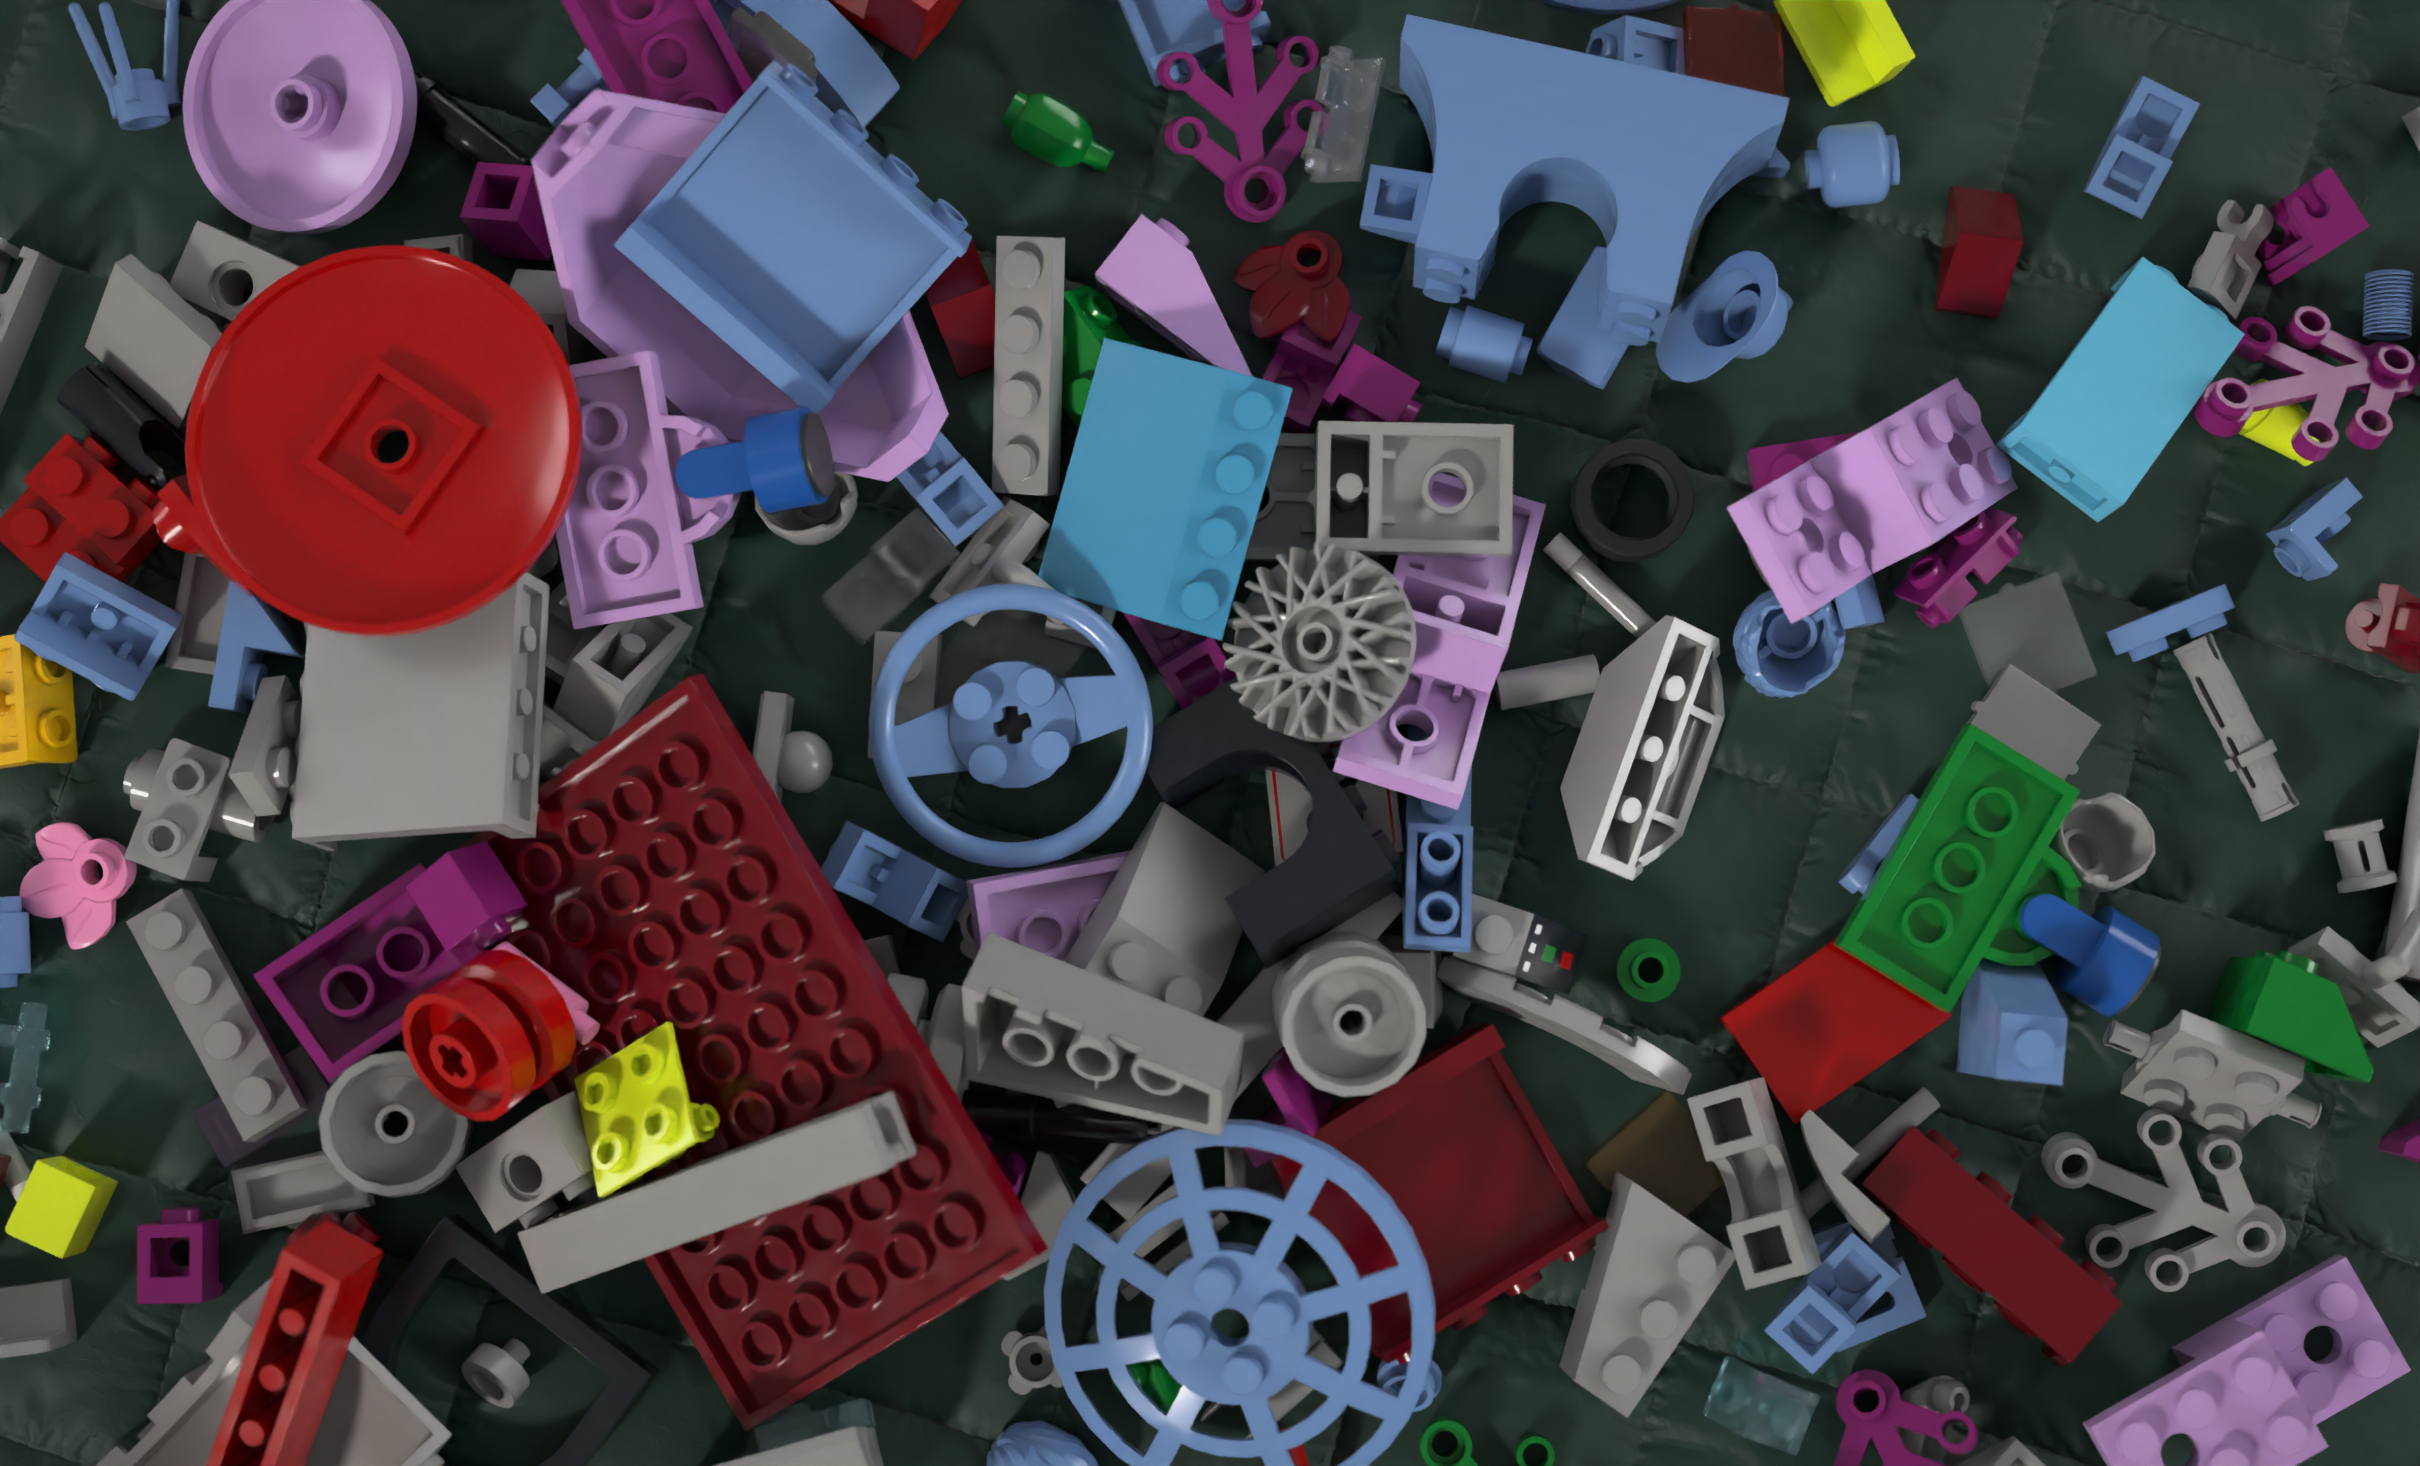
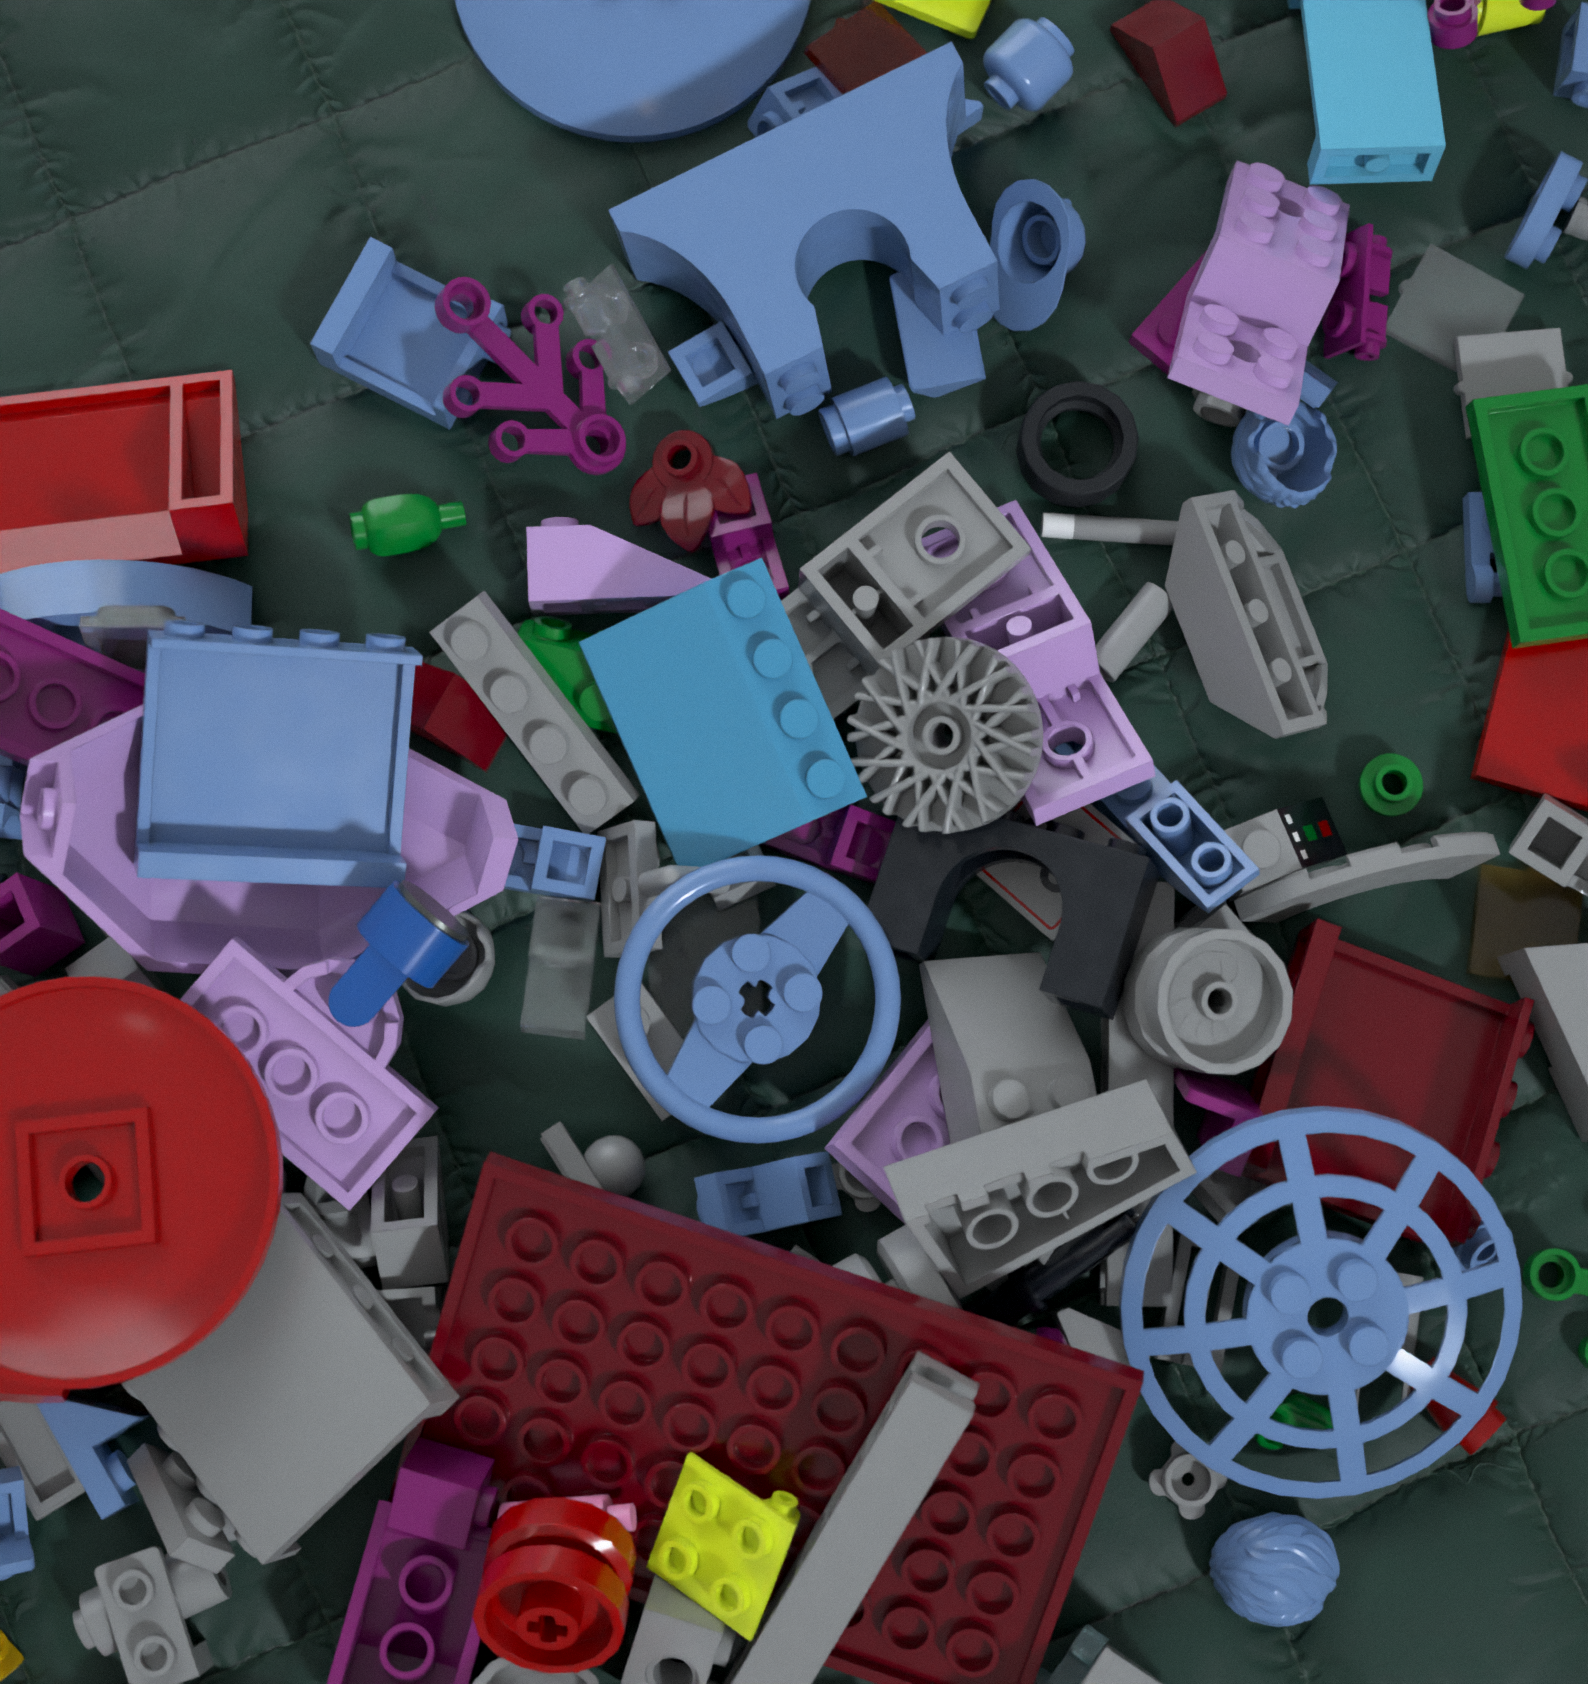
camera: 45 degrees left, 5 degrees down
(1371, 390) = (812, 519): magenta brick -> none

